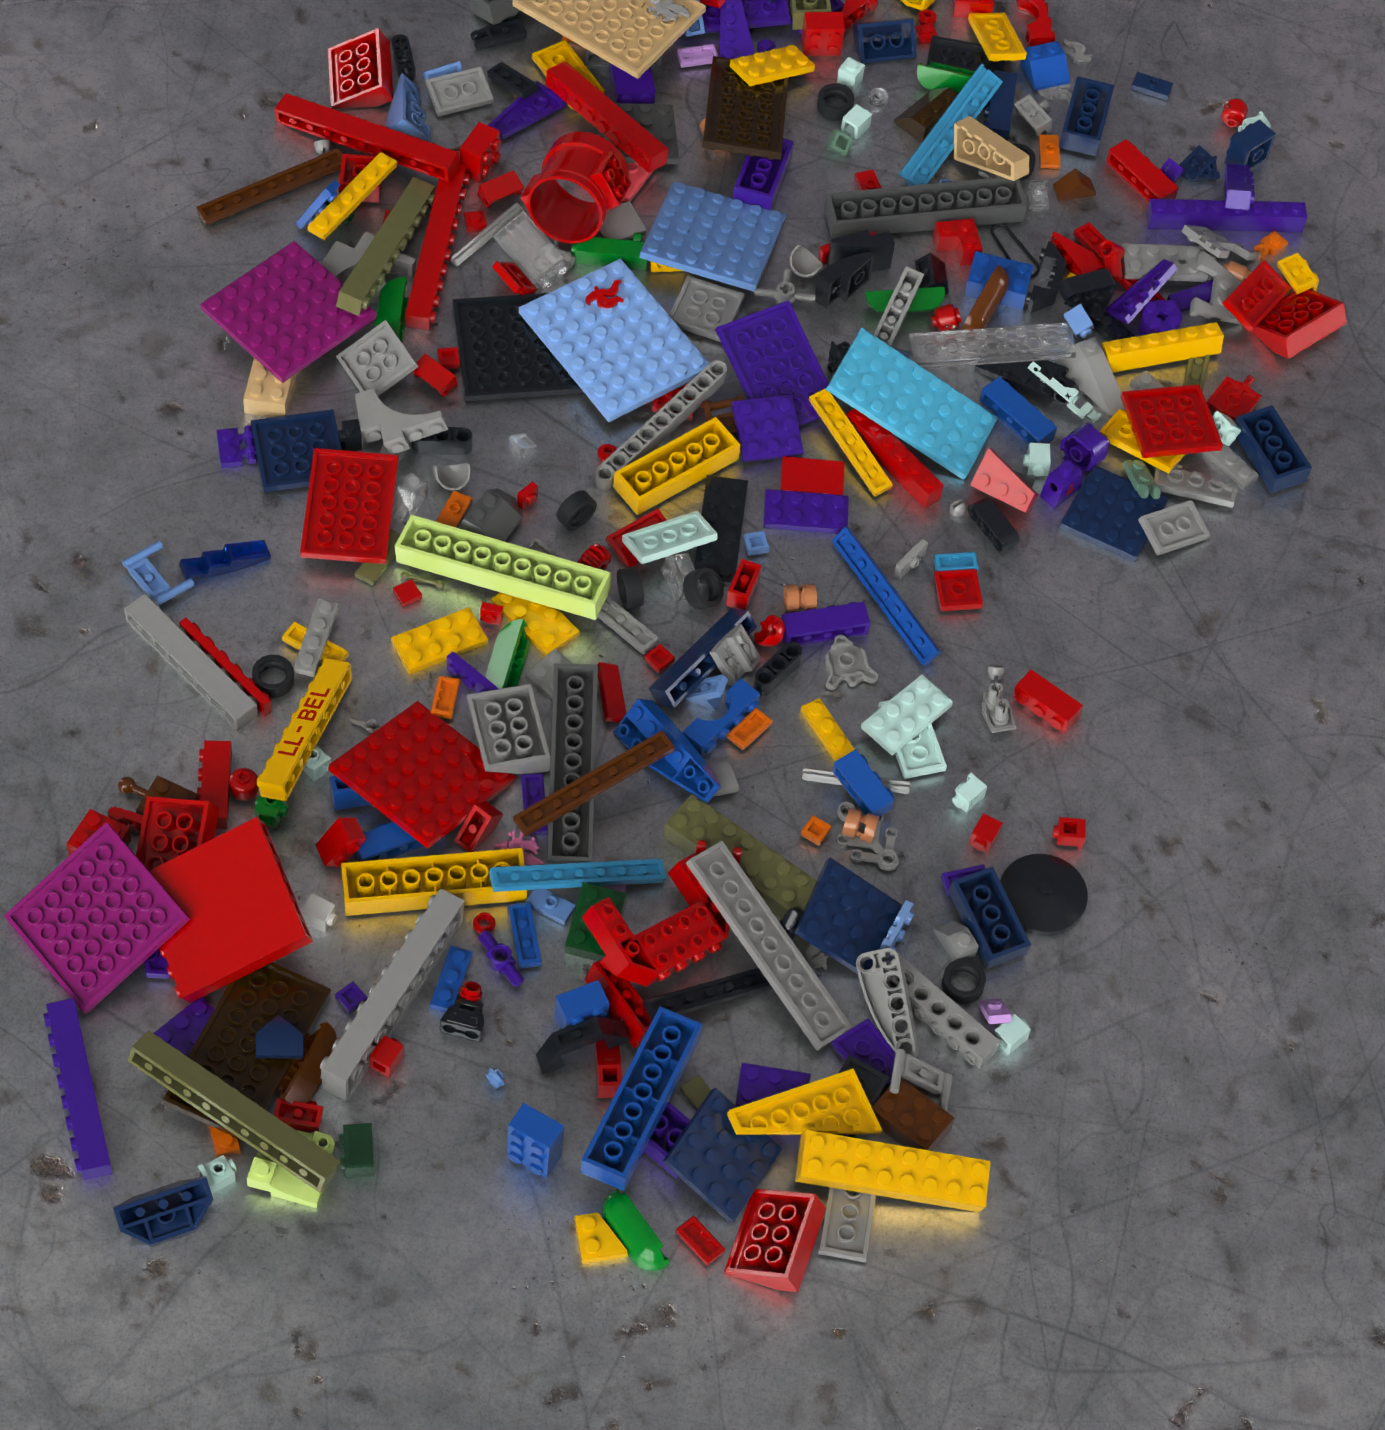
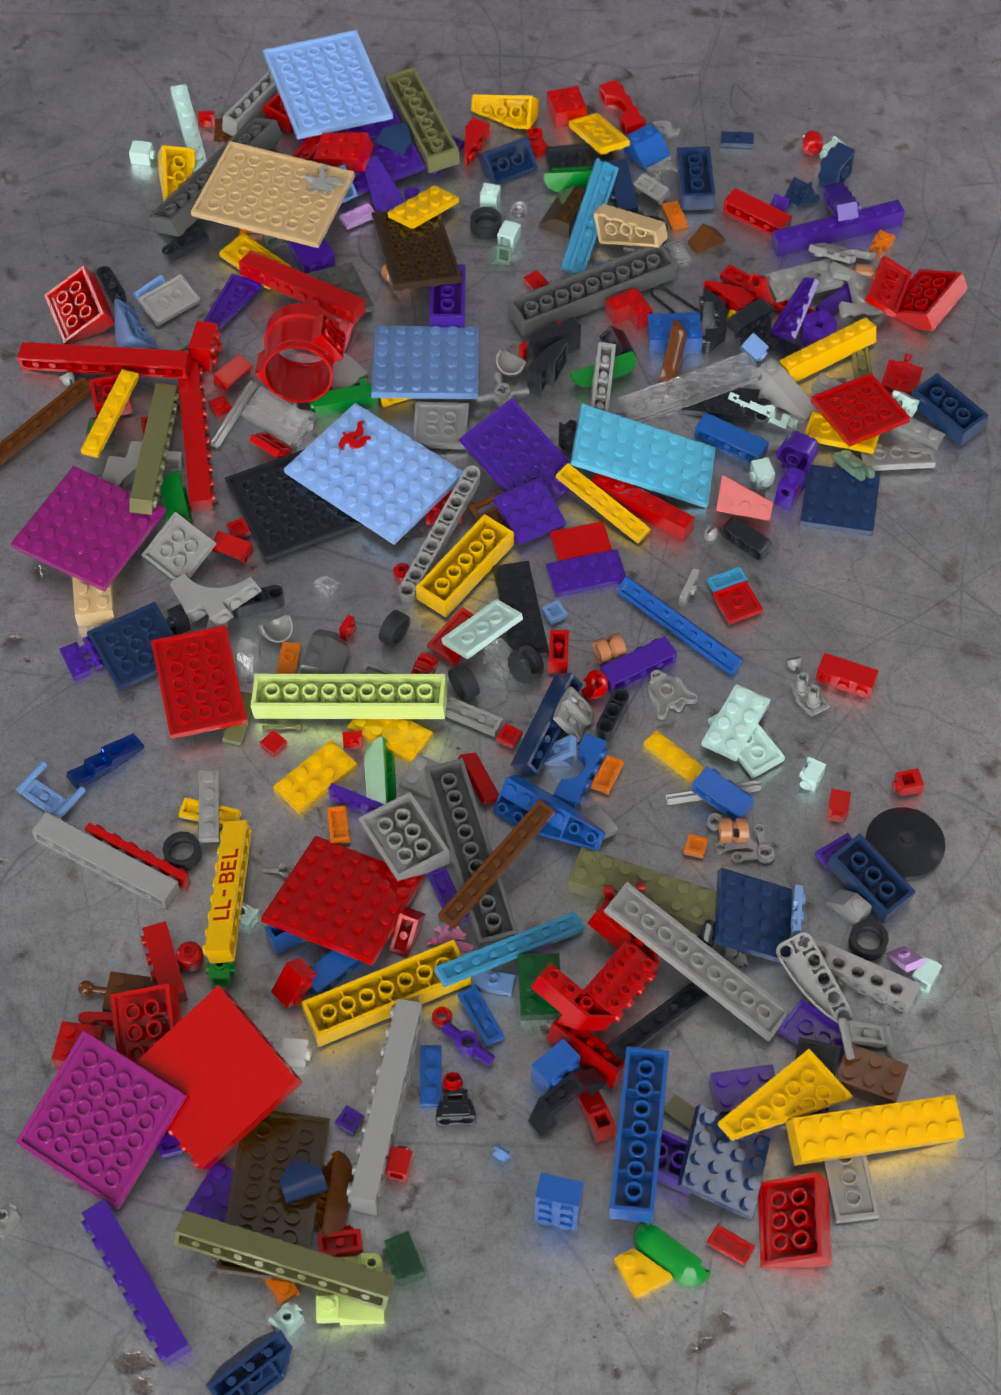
camera: 10 degrees left, 0 degrees up
(319, 204) = (84, 429): plate -> none
(512, 80) = (211, 278): black plate -> none
(822, 33) = (455, 169): red brick -> none
(946, 318) = (643, 376): red head -> none
(1174, 527) = (895, 497): light grey plate -> none
(1298, 273) = (913, 259): yellow bracket -> none

